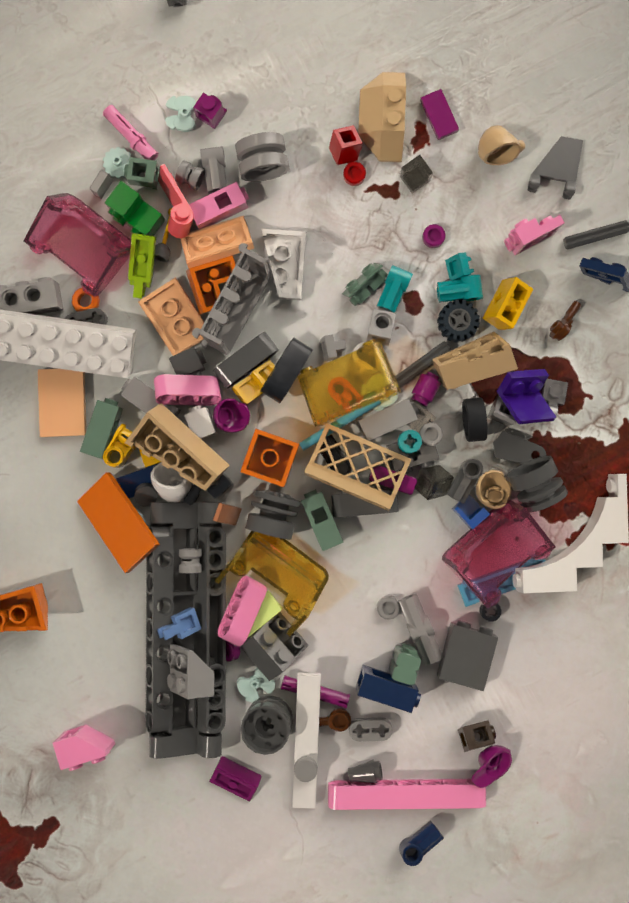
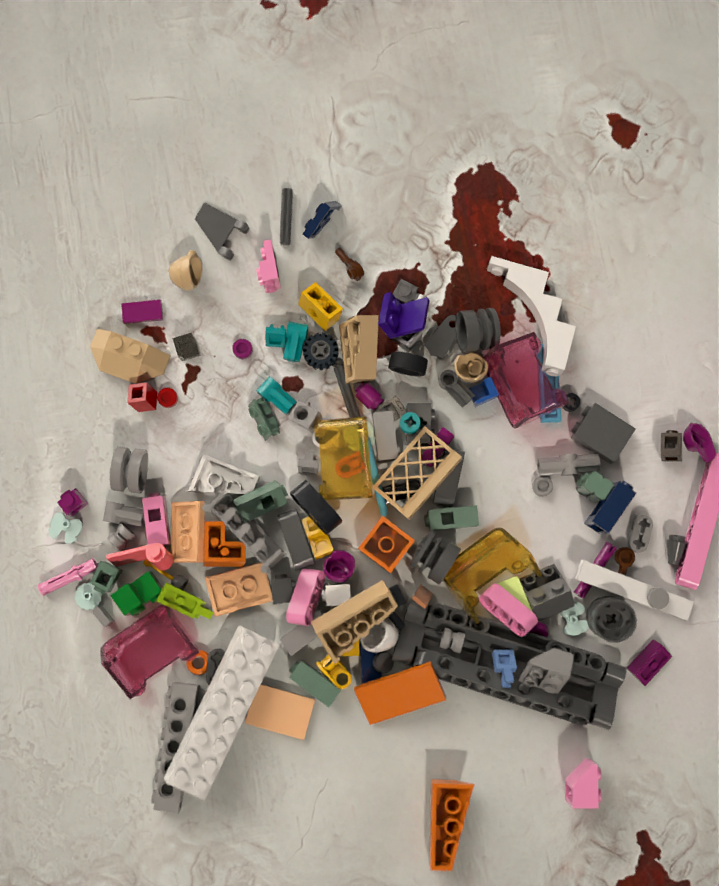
camera: 80 degrees left, 5 degrees down
(273, 308) = (260, 501): none -> sand green brick
(431, 434) = (409, 403): light grey tile -> none
(433, 482) = (449, 414): clear smoke panel -> none

